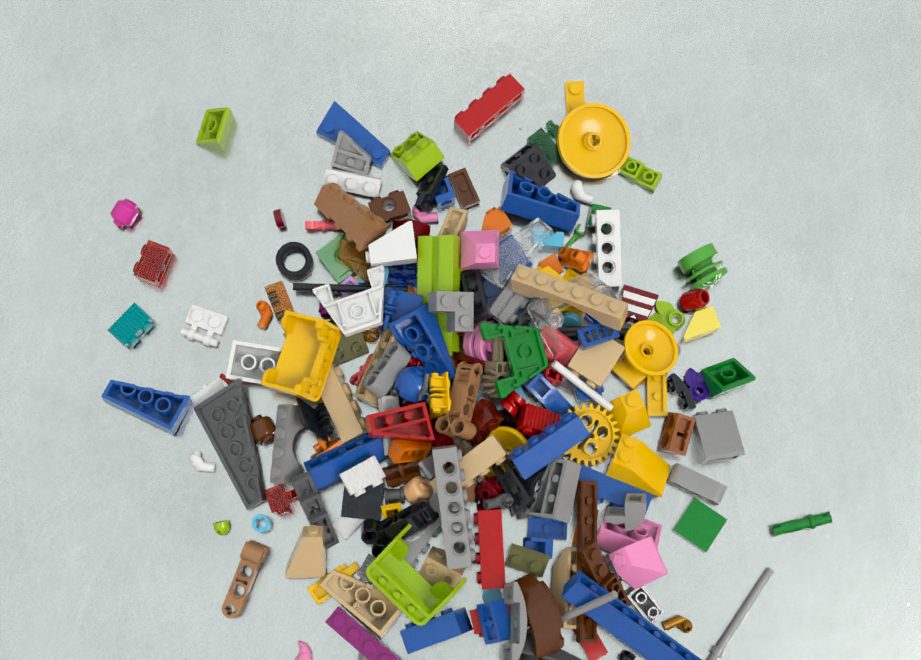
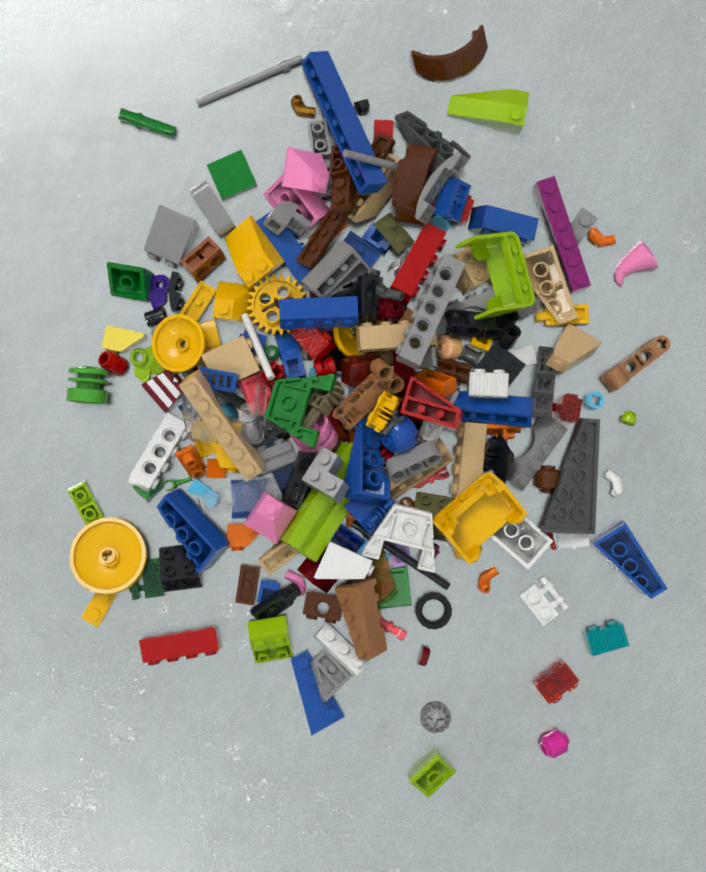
camera: 145 degrees left, 10 degrees up
(235, 183) = (430, 710): none -> light grey gear
(279, 299) = (466, 582): clear orange tile -> none
(508, 536) = (396, 263): none -> white hand
(565, 386) = (267, 351): none -> green pin
(579, 194) = (150, 518): white arm -> none
(684, 361) = (155, 316): none -> black bush

